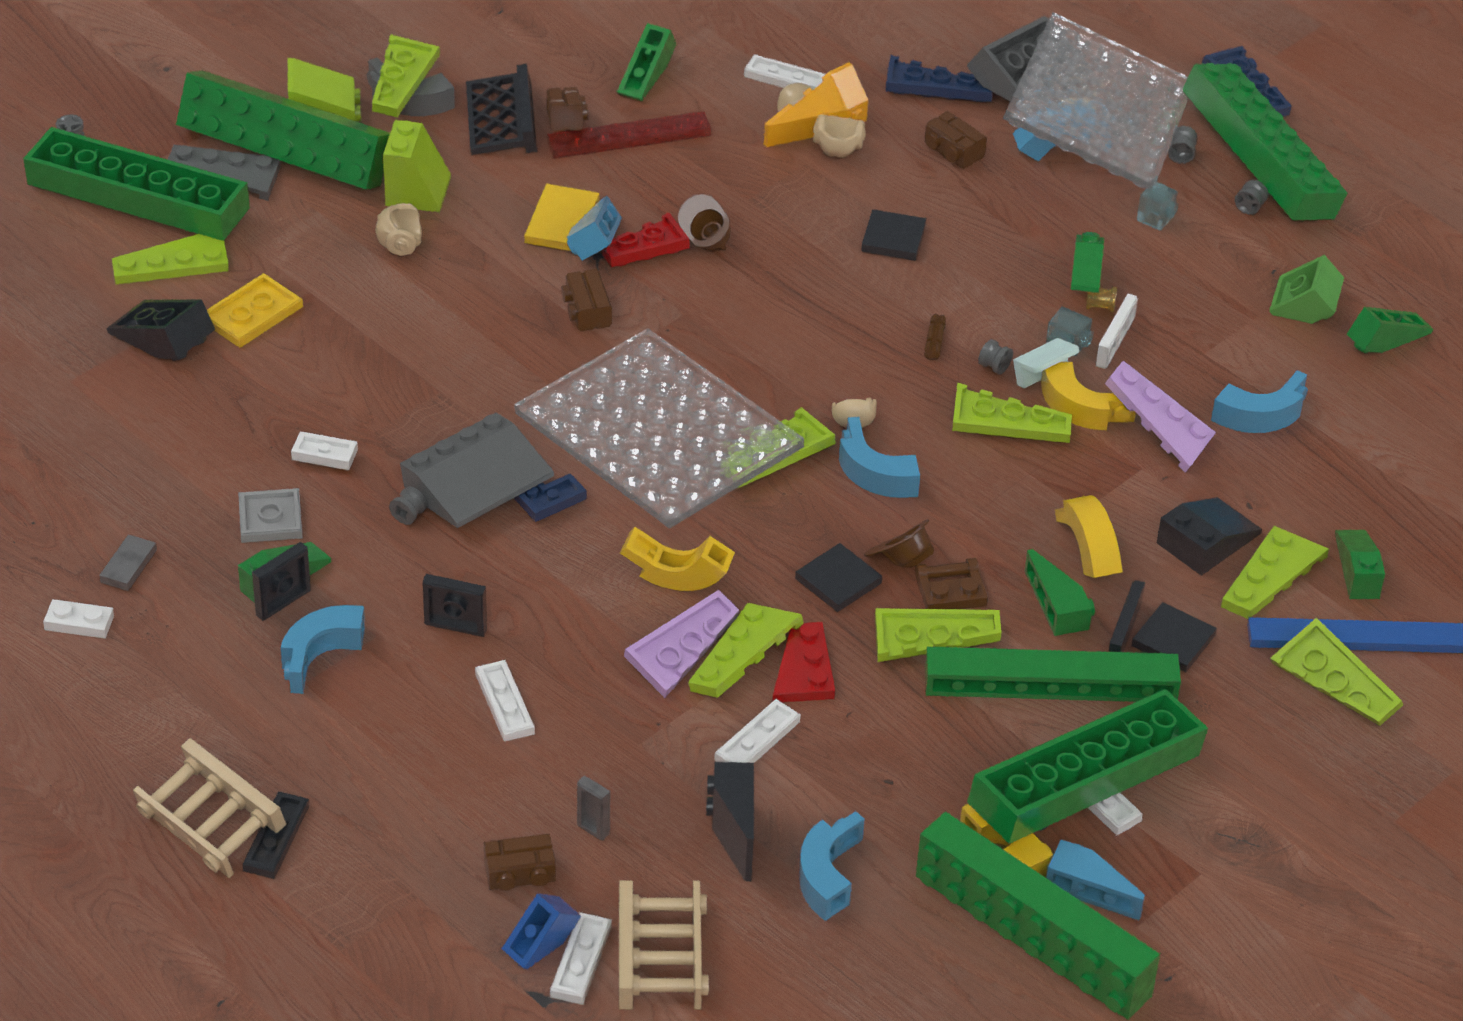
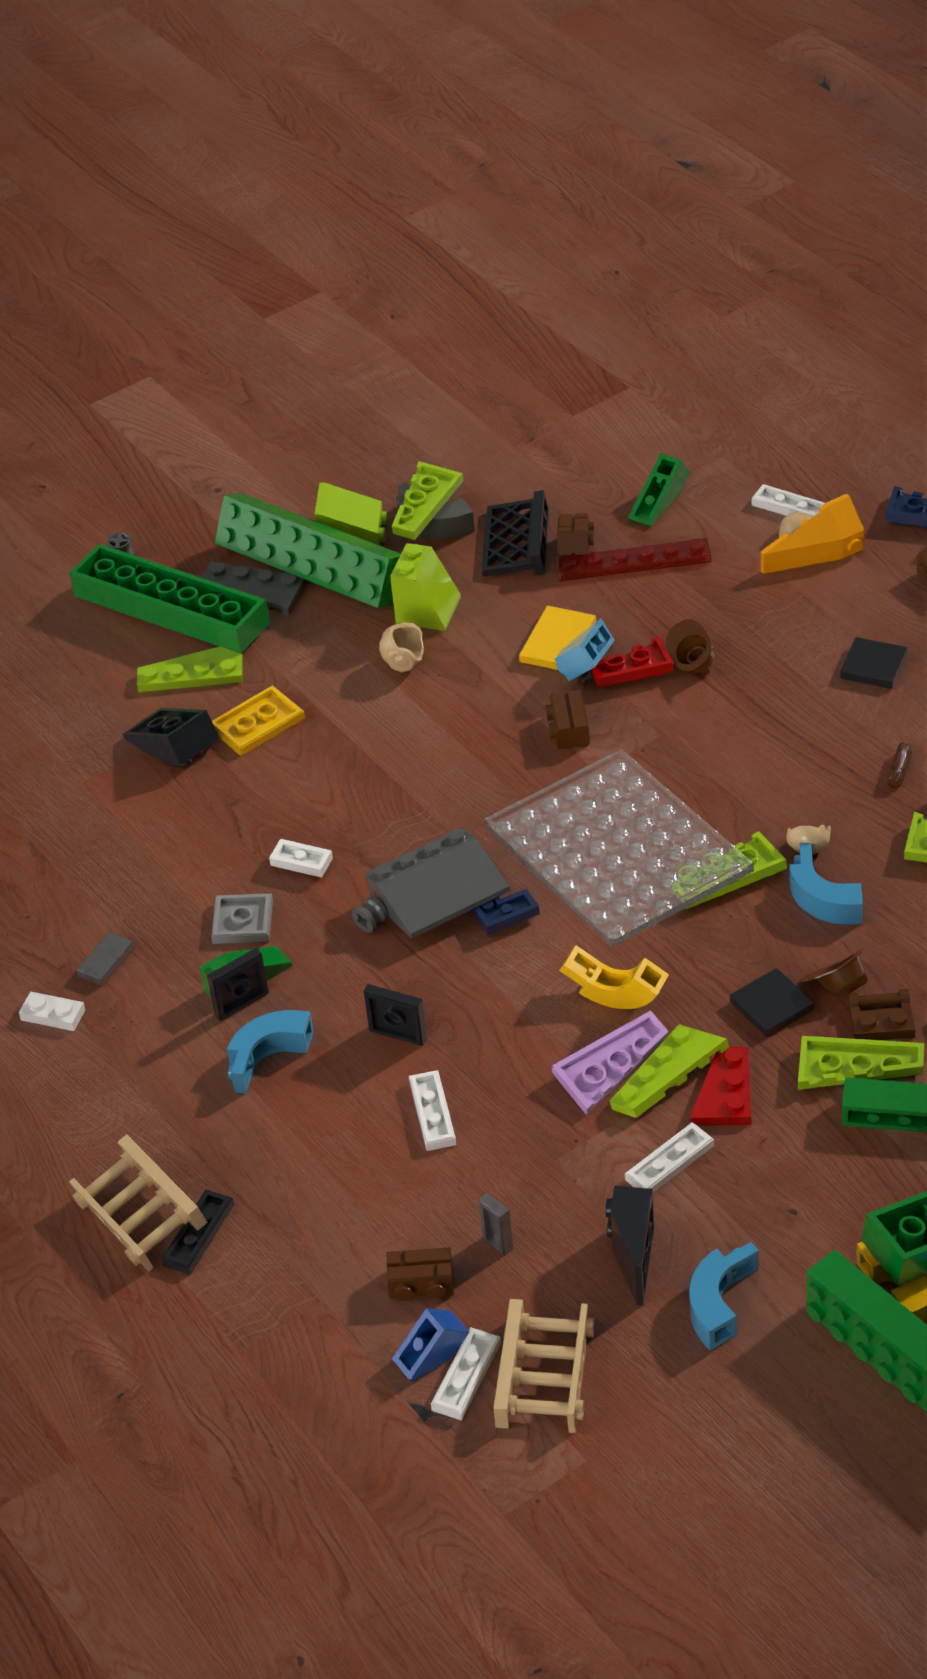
camera: 15 degrees right, 0 degrees up
(838, 135) = (832, 564): tan hair -> none

